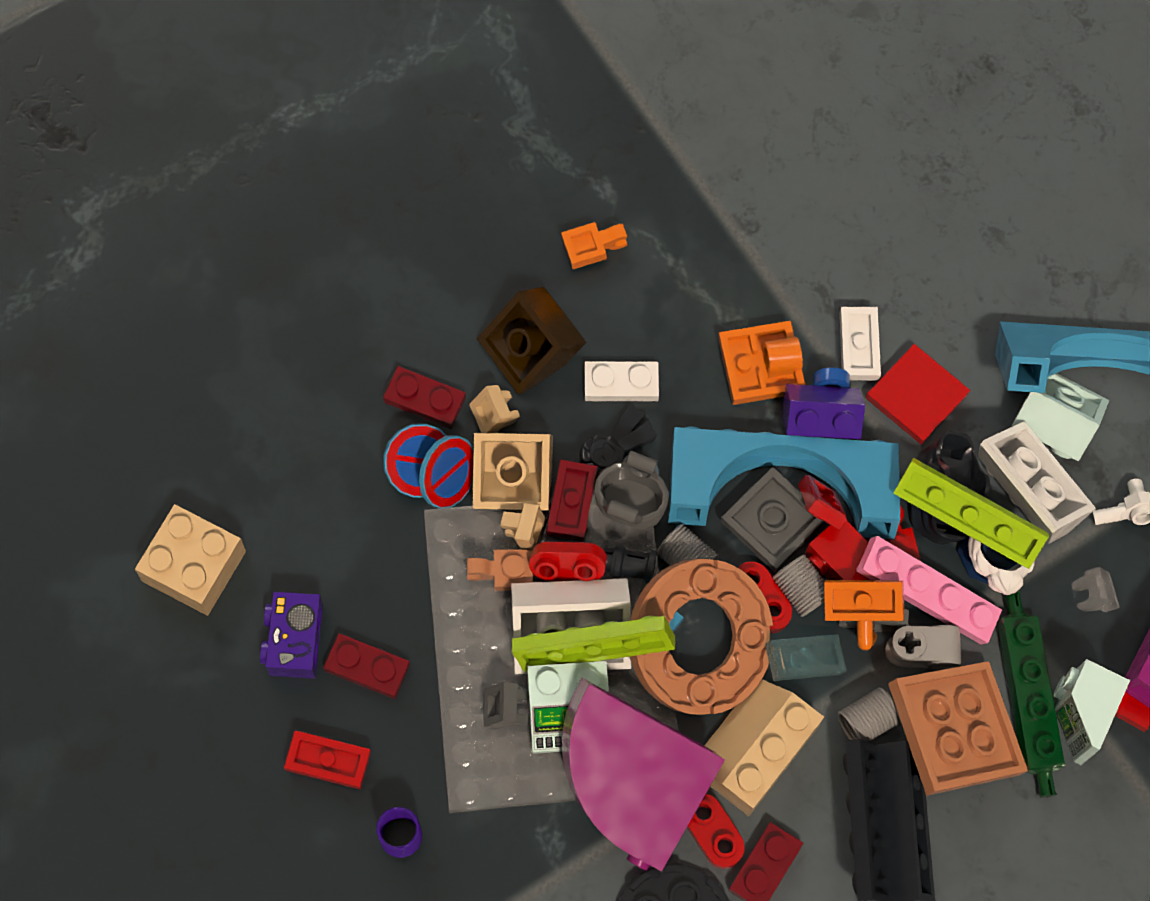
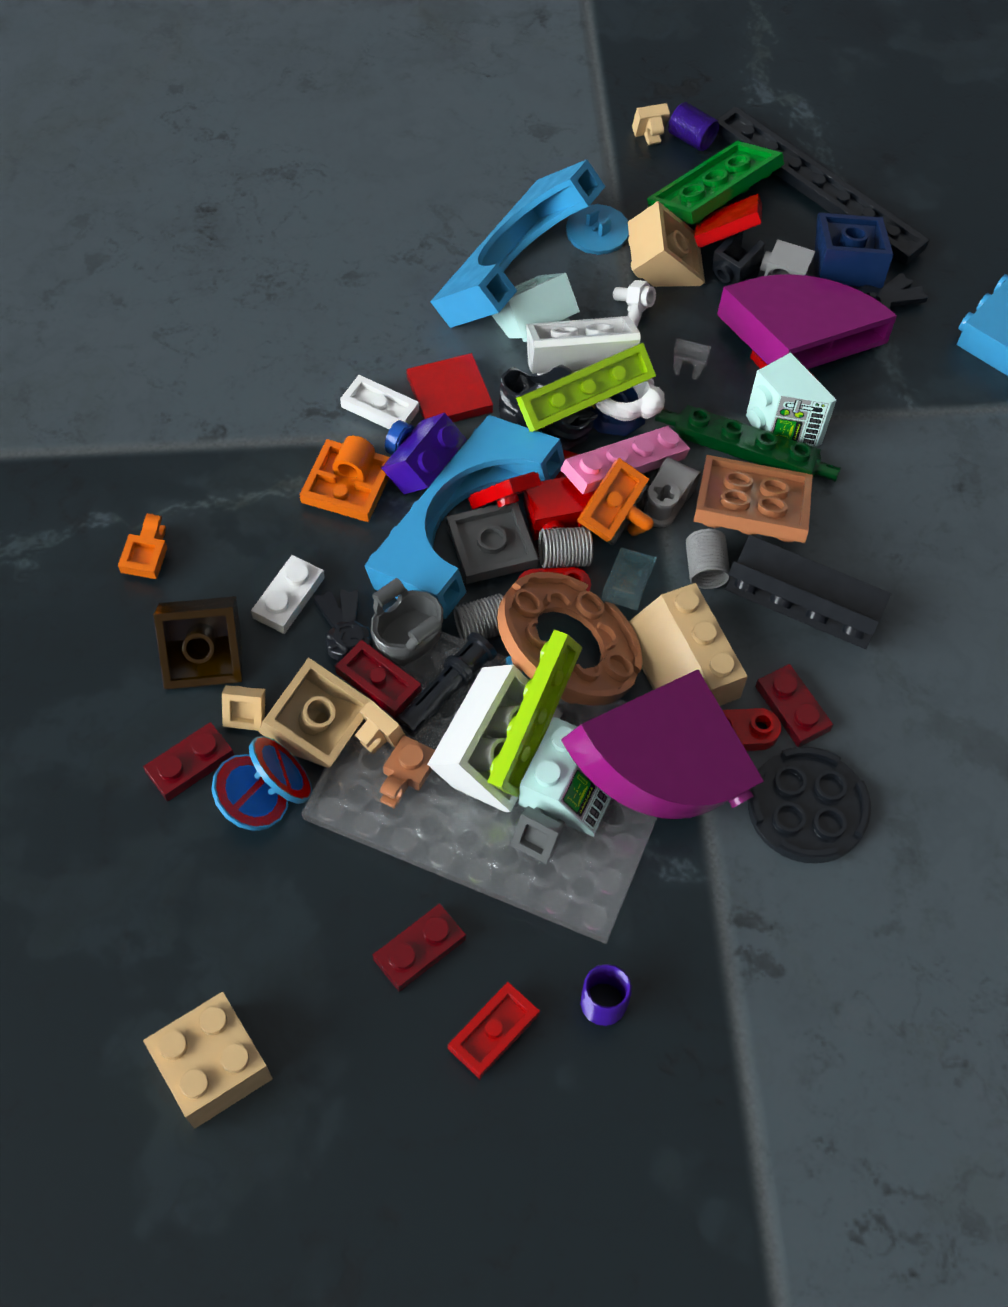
camera: 60 degrees left, 10 degrees down
(292, 635) = (348, 998): dark purple brick -> none
(568, 561) = (436, 706): red plate -> none

